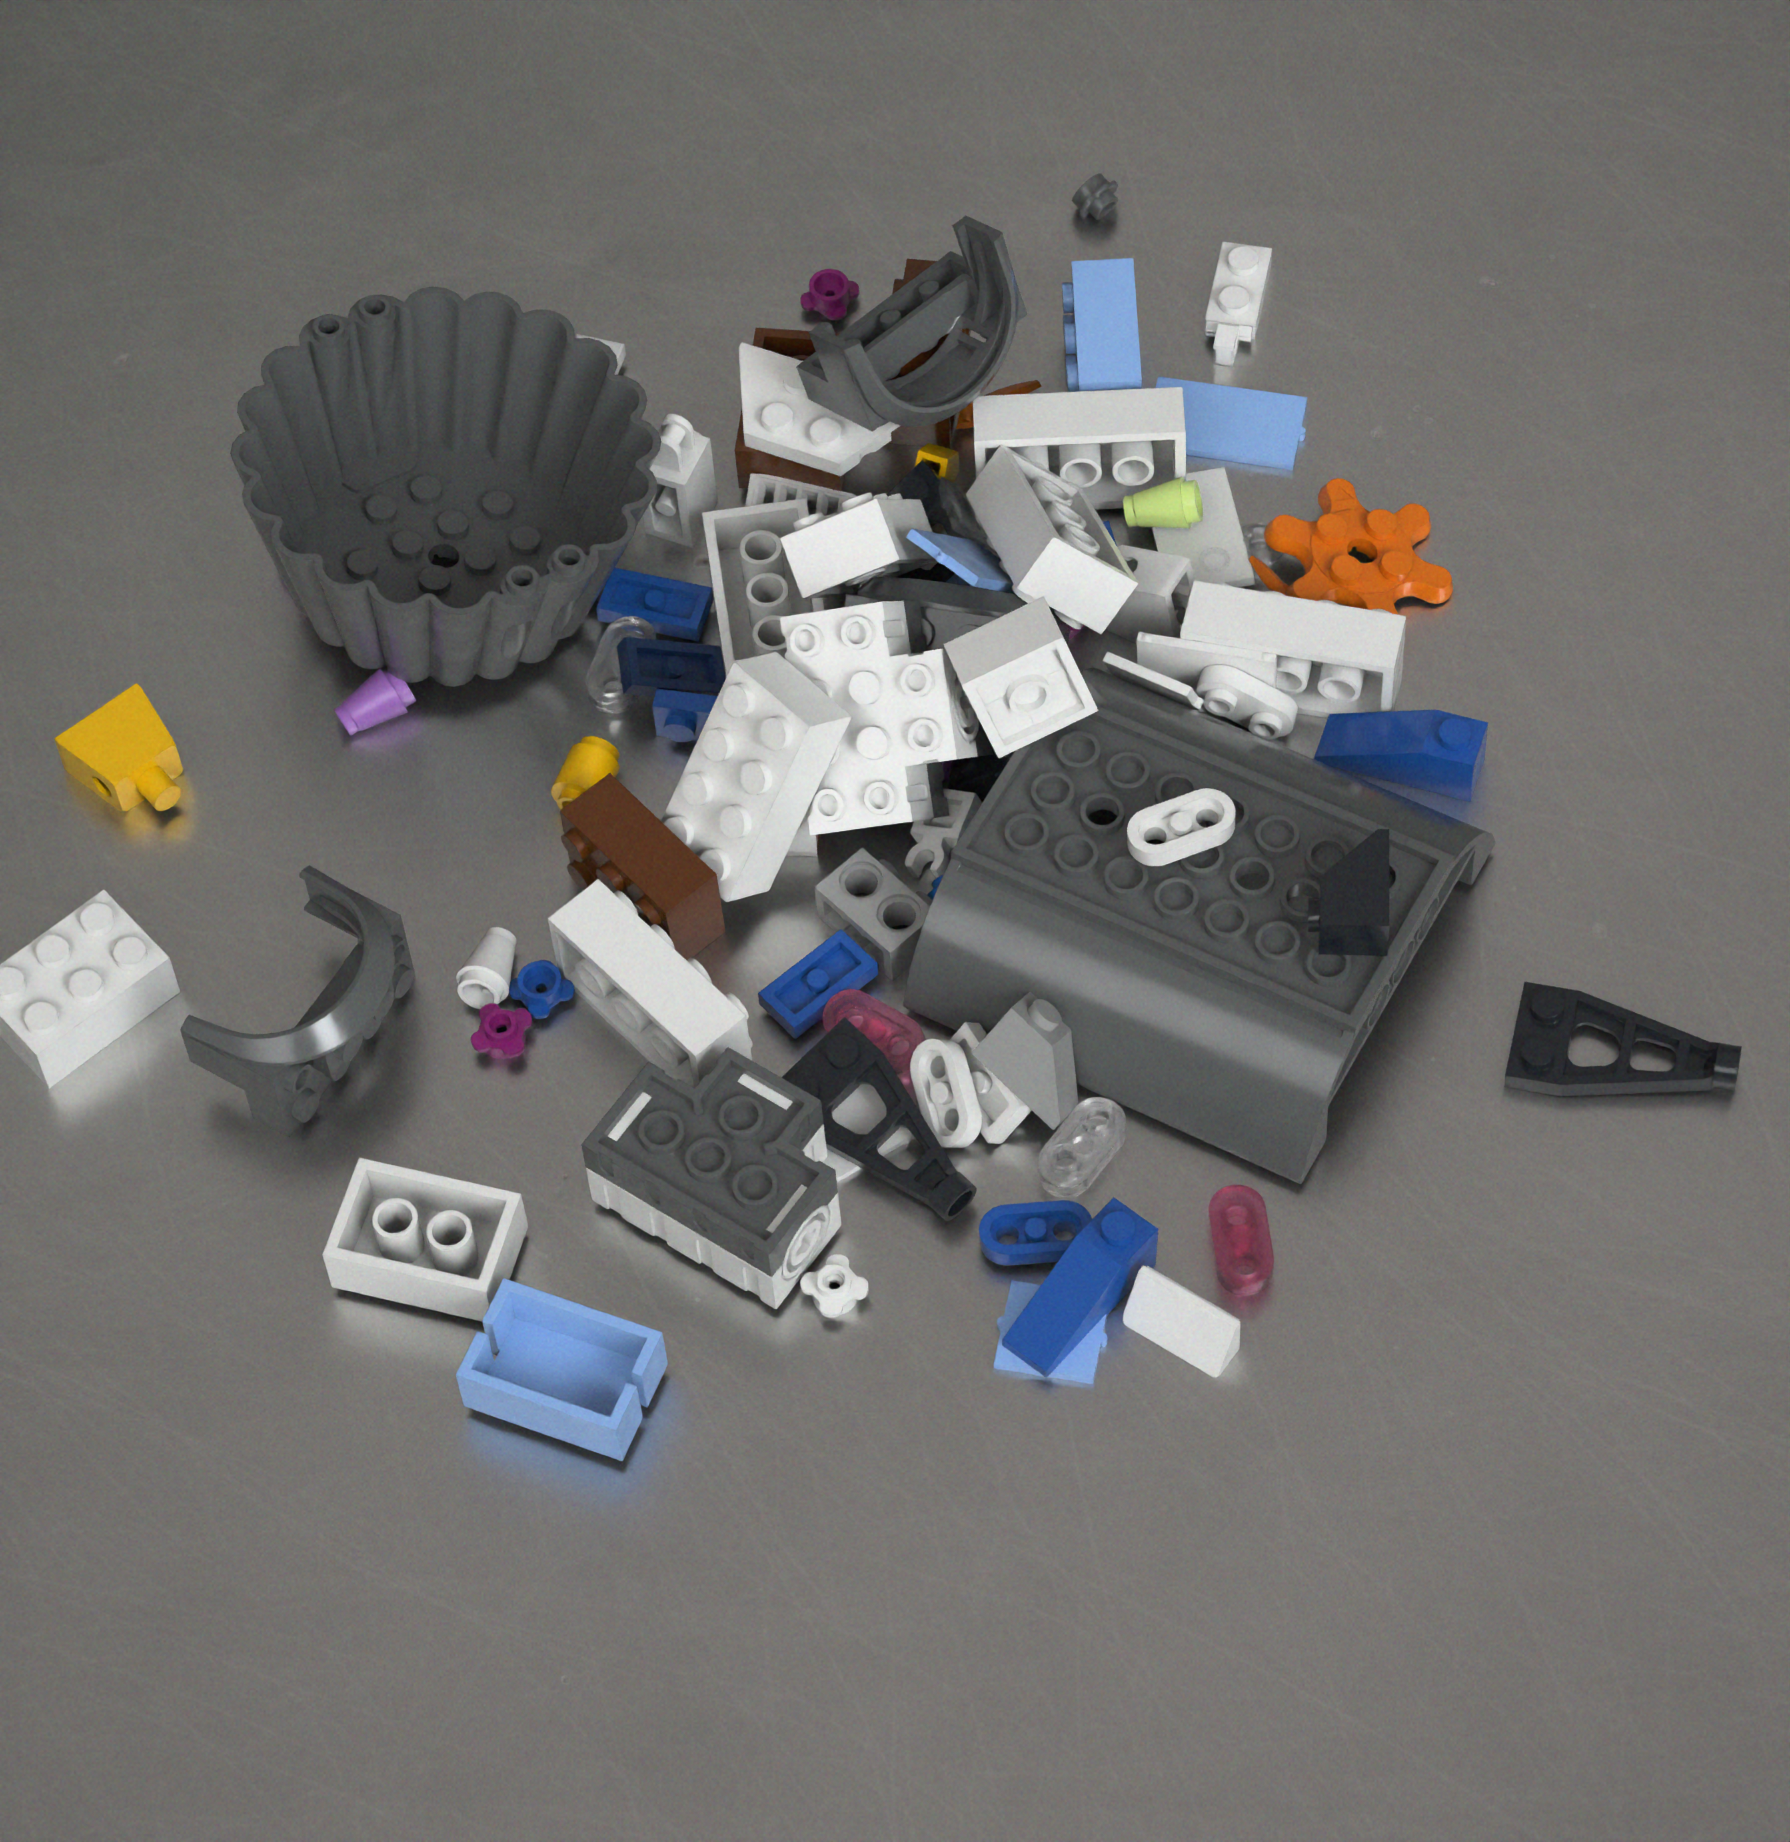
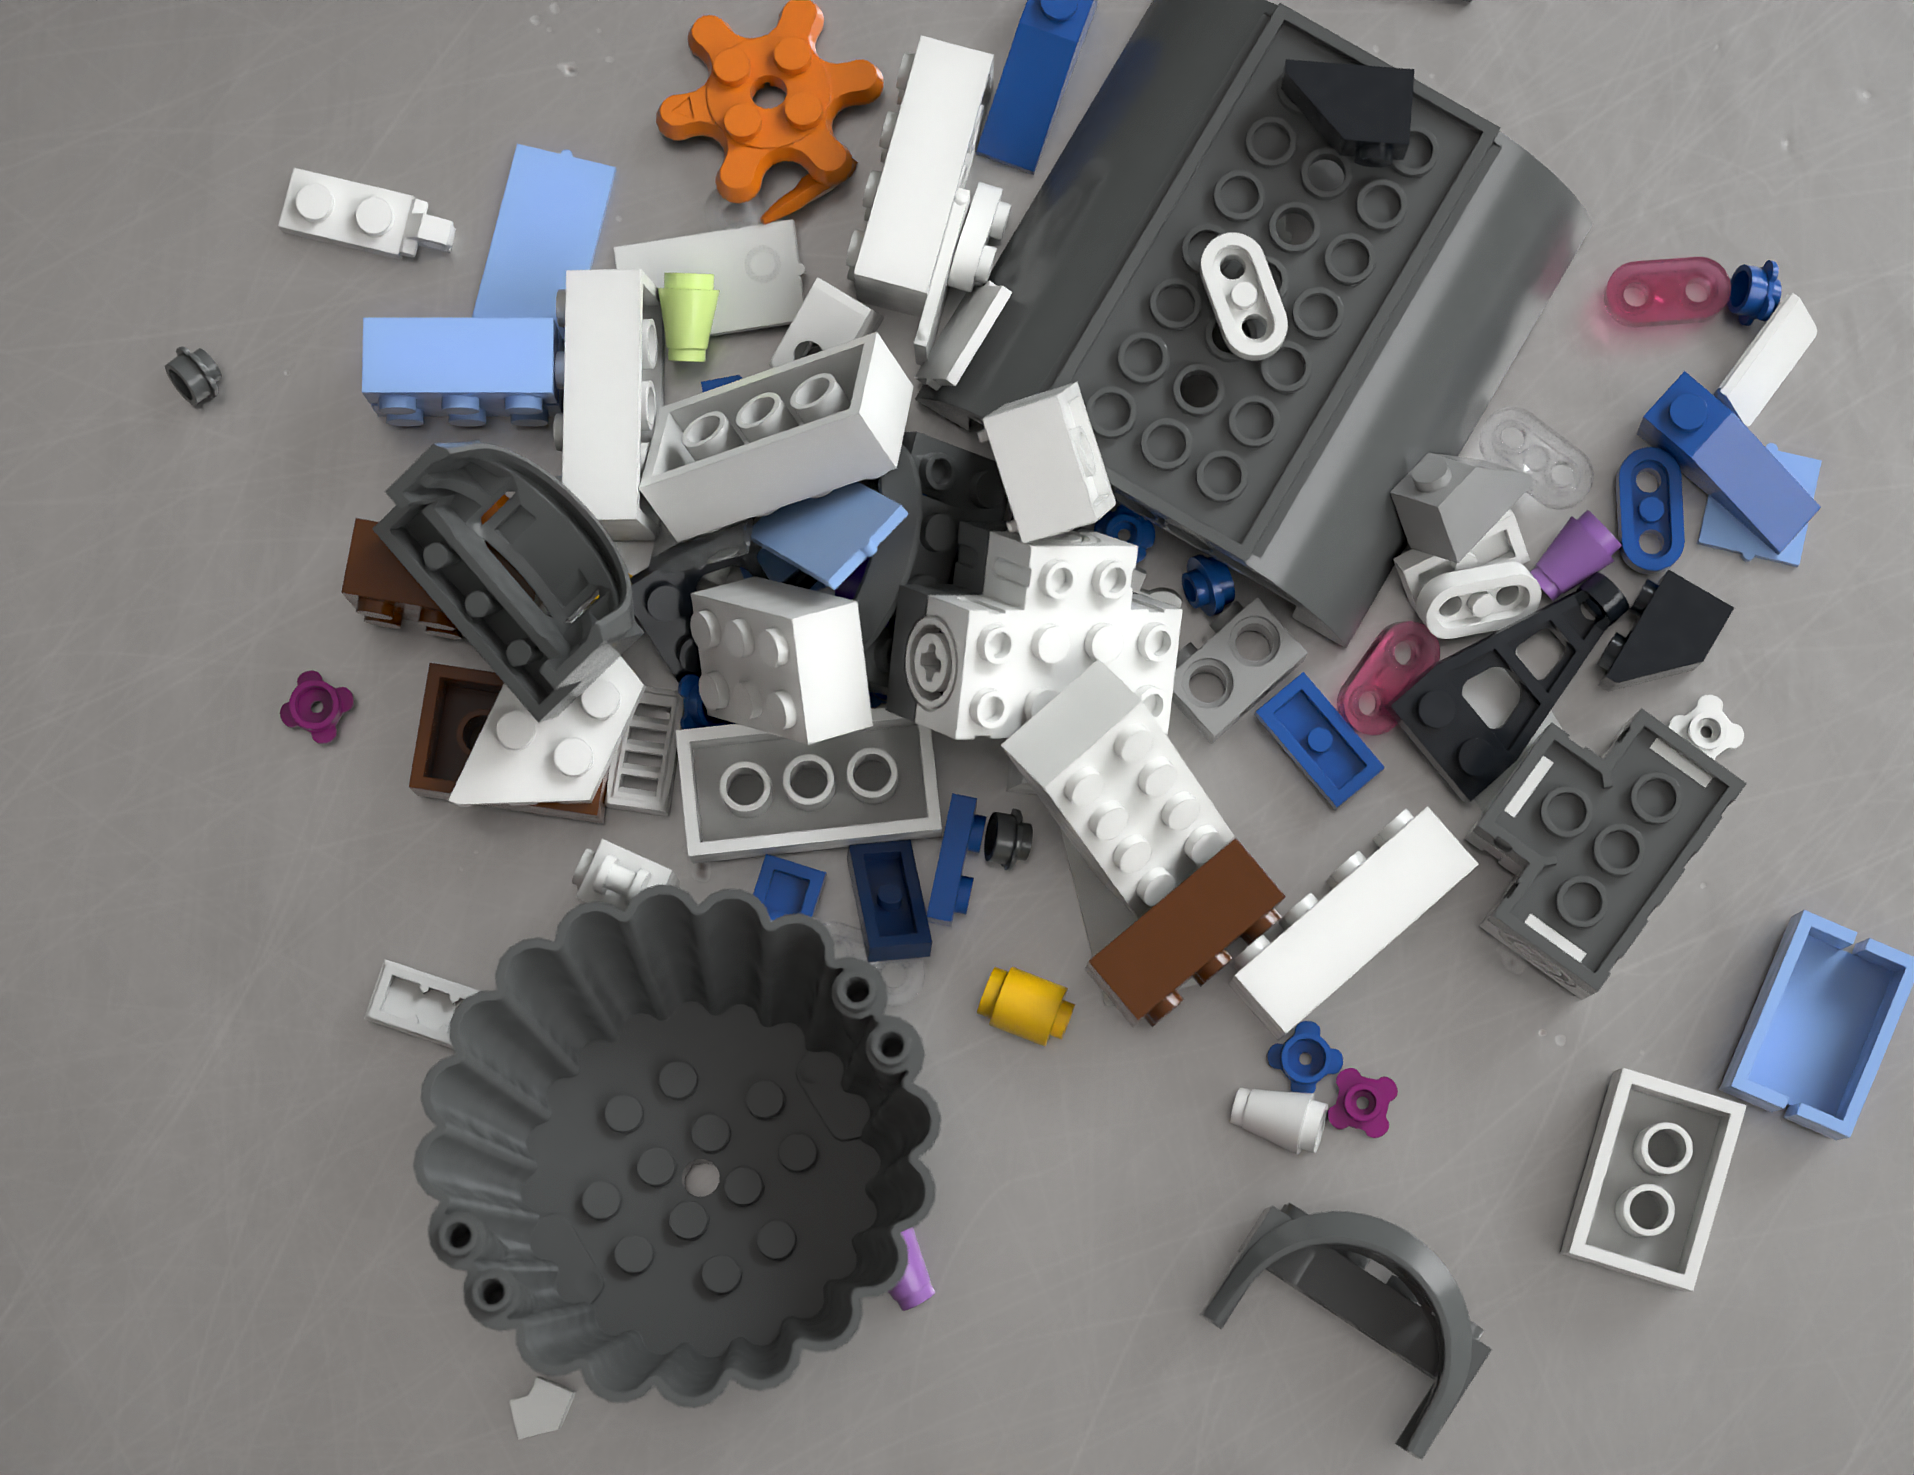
camera: 90 degrees left, 25 degrees up
(922, 1246) = (1669, 636): none -> black slope
(995, 1175) = (1575, 555): none -> medium lavender cone
(1248, 1306) = (1755, 292): none -> blue plate

